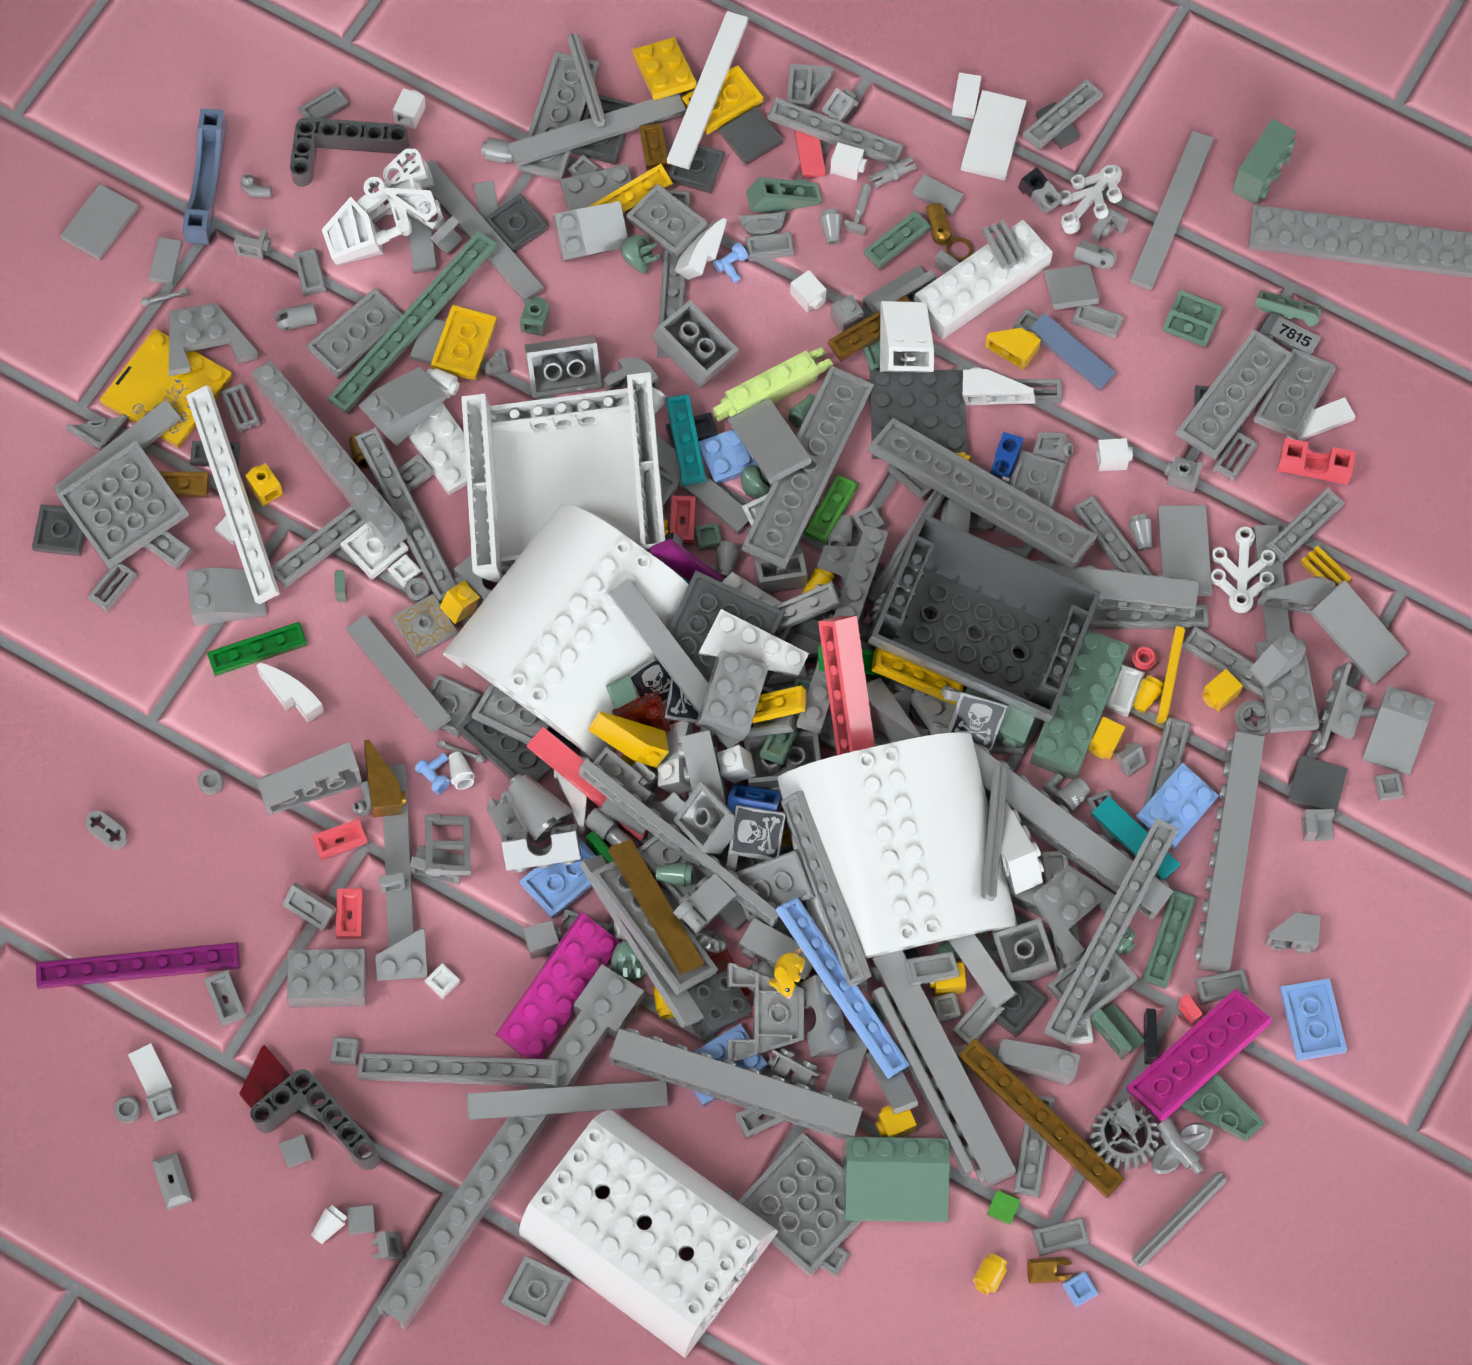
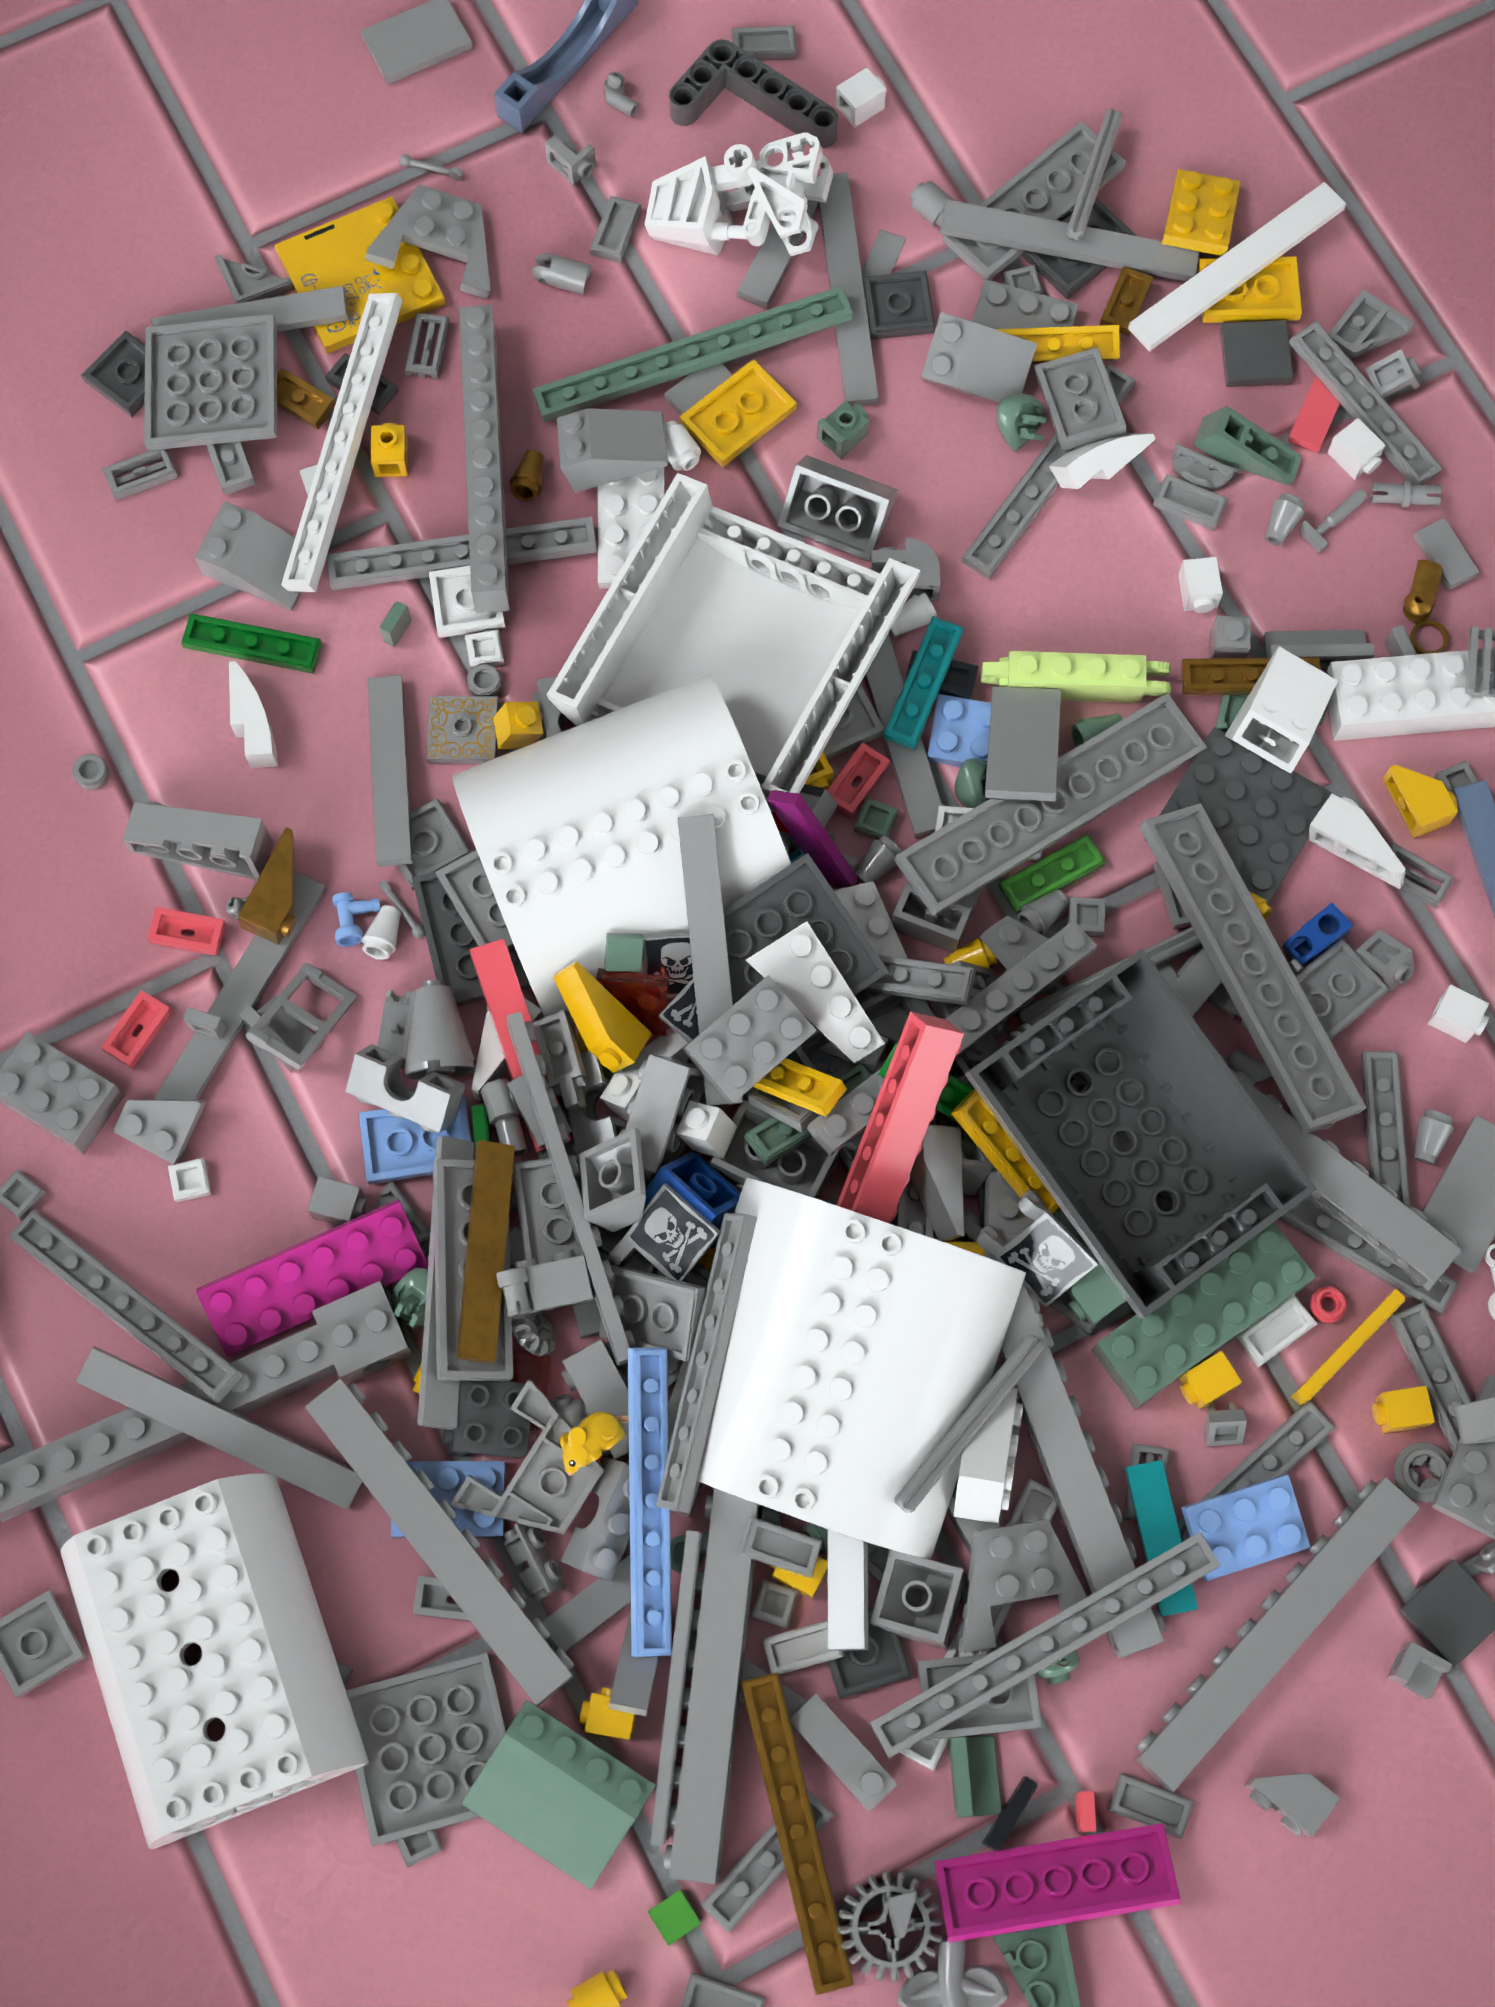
camera: 35 degrees right, 5 degrees up
(165, 260) = (459, 125): light grey tile -> none
(309, 906) = (96, 992): light grey plate -> none
(354, 333) = (617, 330): light grey tile -> none
(403, 505) = (529, 578): light grey tile -> none
(445, 236) = (801, 271): light grey bracket -> none
(497, 364) = (762, 461): light grey tile -> none
(676, 874) = (539, 1224): sand green cone -> none
(695, 344) = (1012, 570): light grey brick -> none
(702, 170) = (1166, 363): dark grey tile -> none
(724, 264) = (1120, 492): light blue piece -> none
(897, 239) = (1356, 582): sand green plate -> none
(1070, 795) = (1113, 1426): light grey piece -> none
(1148, 692) = (1302, 1353): yellow cone -> none
(1169, 939) = (1121, 1697): sand green tile -> none
(1313, 1019) = (1242, 1930): light blue plate -> none

